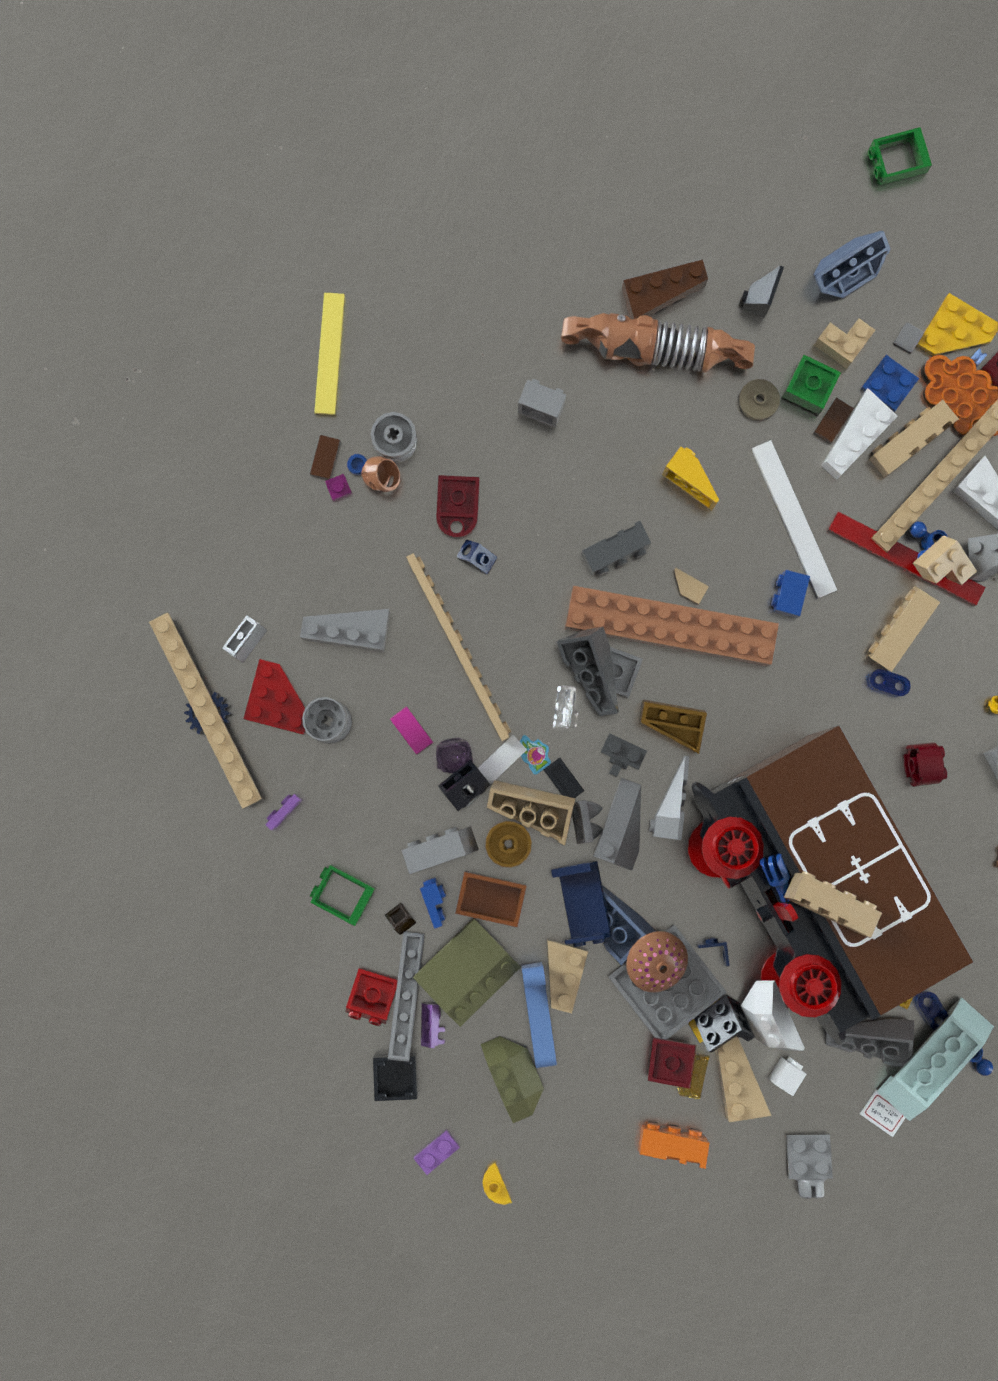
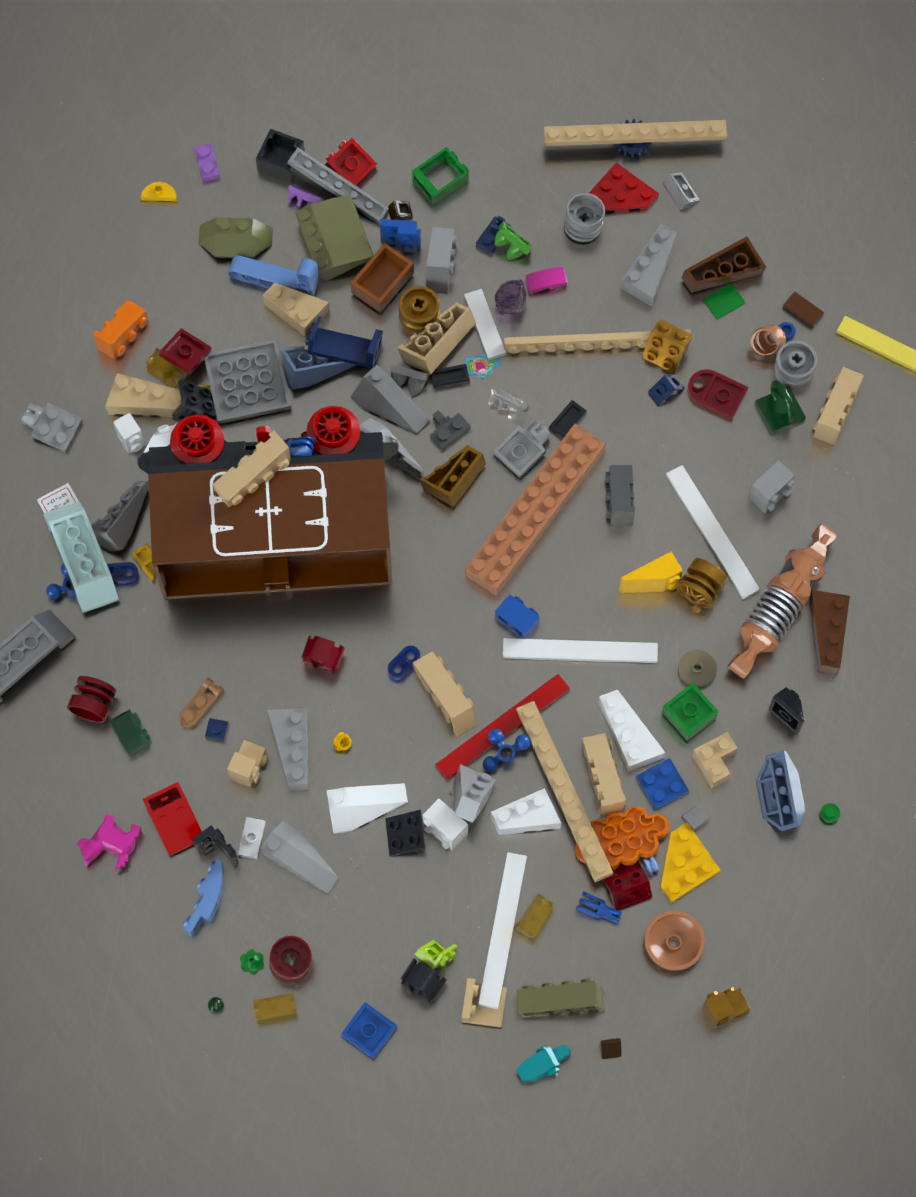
camera: 115 degrees right, 15 degrees down
(289, 805) = (525, 156): medium lavender plate -> none
(315, 552) = (726, 266): none -> reddish brown wedge
(338, 487) = (773, 309): magenta plate -> none
(350, 541) = (724, 301): none -> green sticker
(383, 809) = (487, 239): none -> dark blue plate
(384, 779) = (518, 244): none -> bright green tile
(419, 377) = (838, 405): none -> tan wedge
(433, 572) = (666, 345): none -> pearl gold bracket
(447, 433) = (780, 408): none -> dark green tile
(454, 784) = (488, 301): black brick -> none
(548, 637) = (567, 418): none -> black tile
(591, 661) = (540, 427): dark grey wedge -> none
(610, 445) = (712, 532): none -> white tile
(650, 954) = (277, 377): nougat dish -> none
(676, 427) = (702, 583): none -> pearl gold wheel
(690, 587) = (562, 541): tan tile -> none
(713, 942) = (253, 436): dark blue bracket -> none
(833, 420) = (652, 721): reddish brown tile -> none
(843, 216) = (830, 813): none -> green plate
(919, 150) = (859, 902): green window -> none
(943, 560) = (487, 744): tan brick -> none

